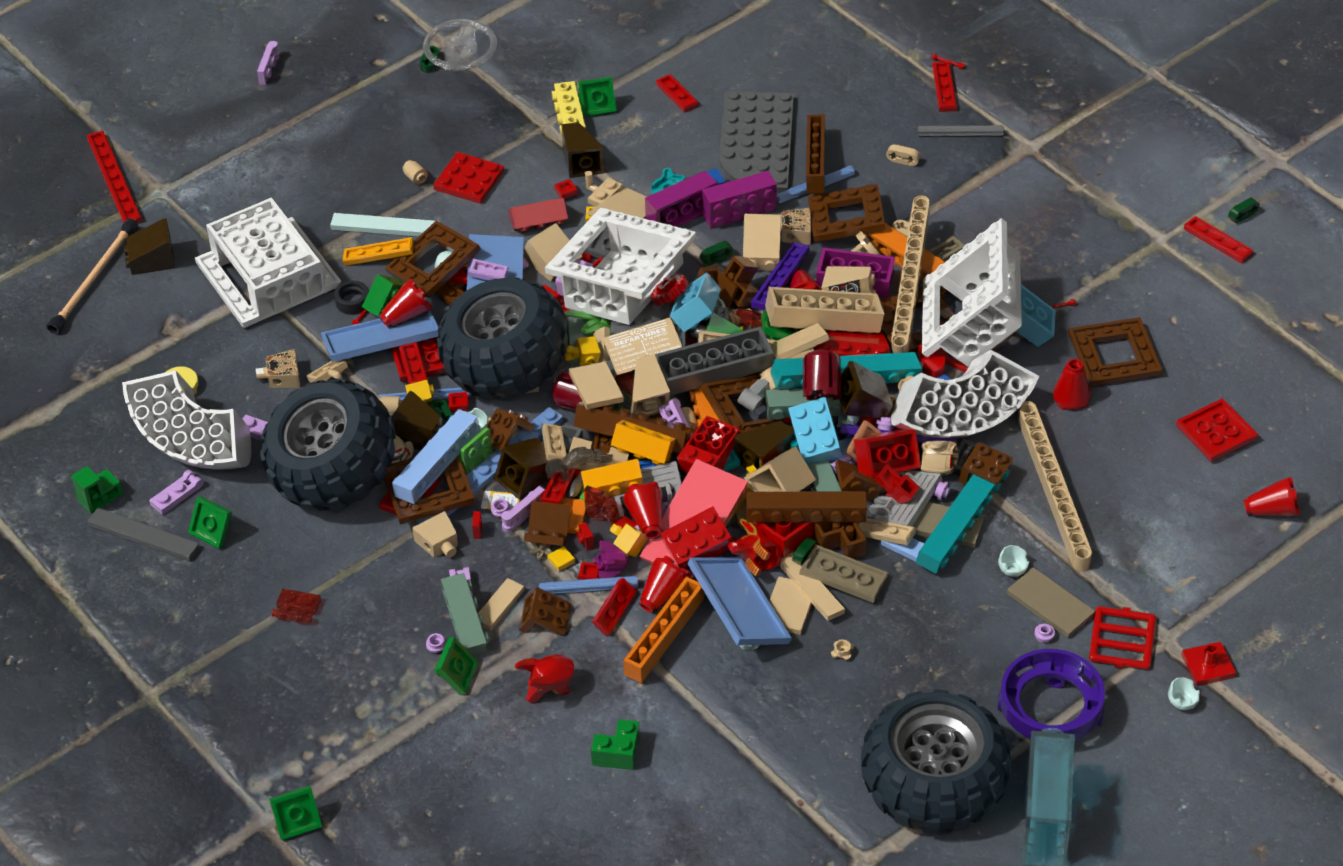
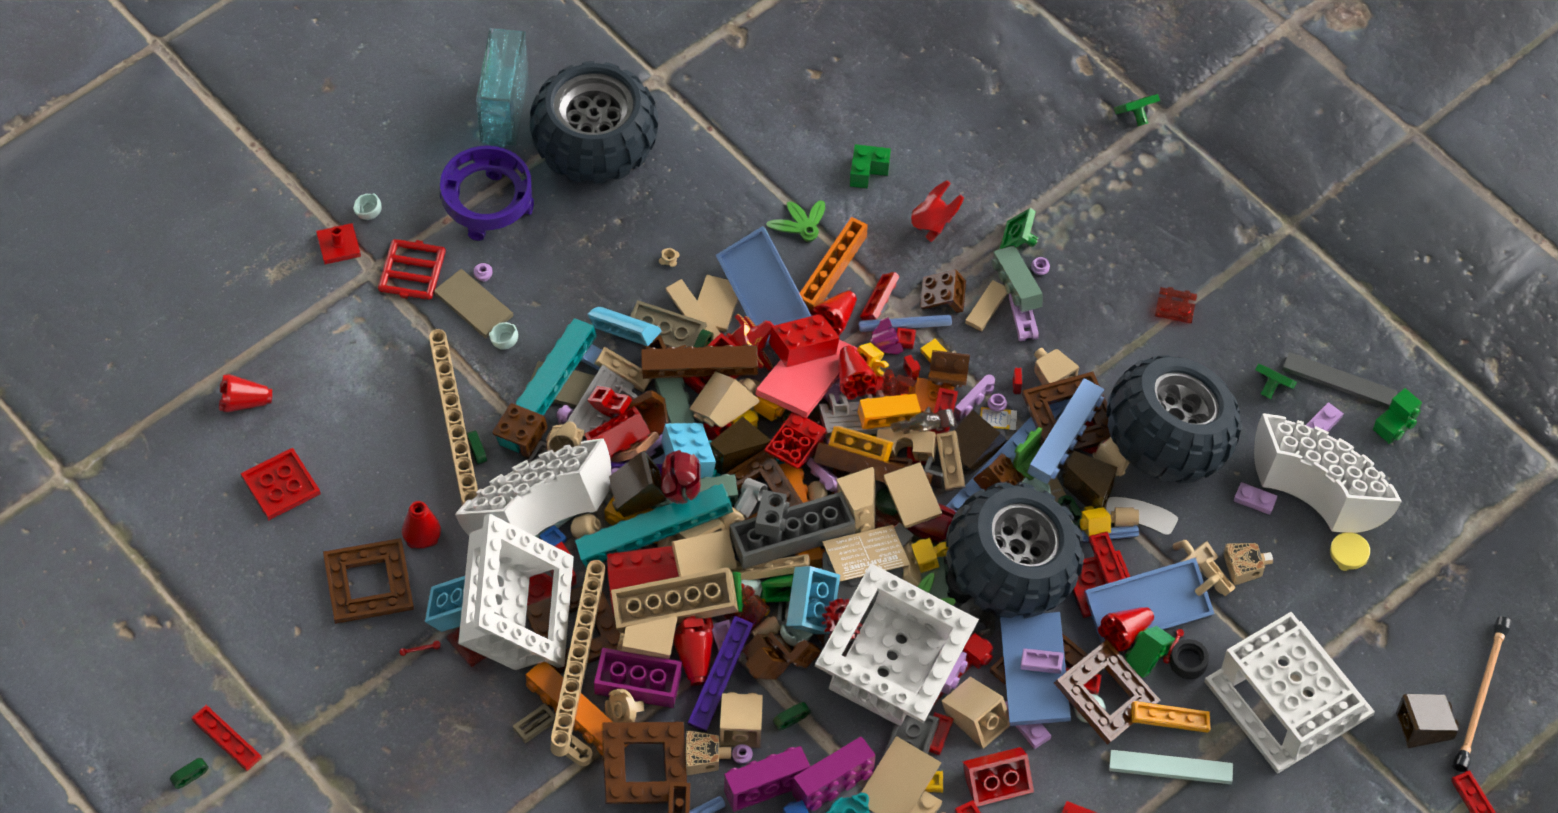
camera: 175 degrees right, 10 degrees up
(311, 351) = (1216, 577): none -> tan plate
(692, 681) = (803, 223): none -> bright green plant
(733, 351) = (768, 513): none -> dark grey brick
(886, 560) = (623, 325): none -> medium azure brick
(1028, 461) = (476, 447): none -> dark green beam

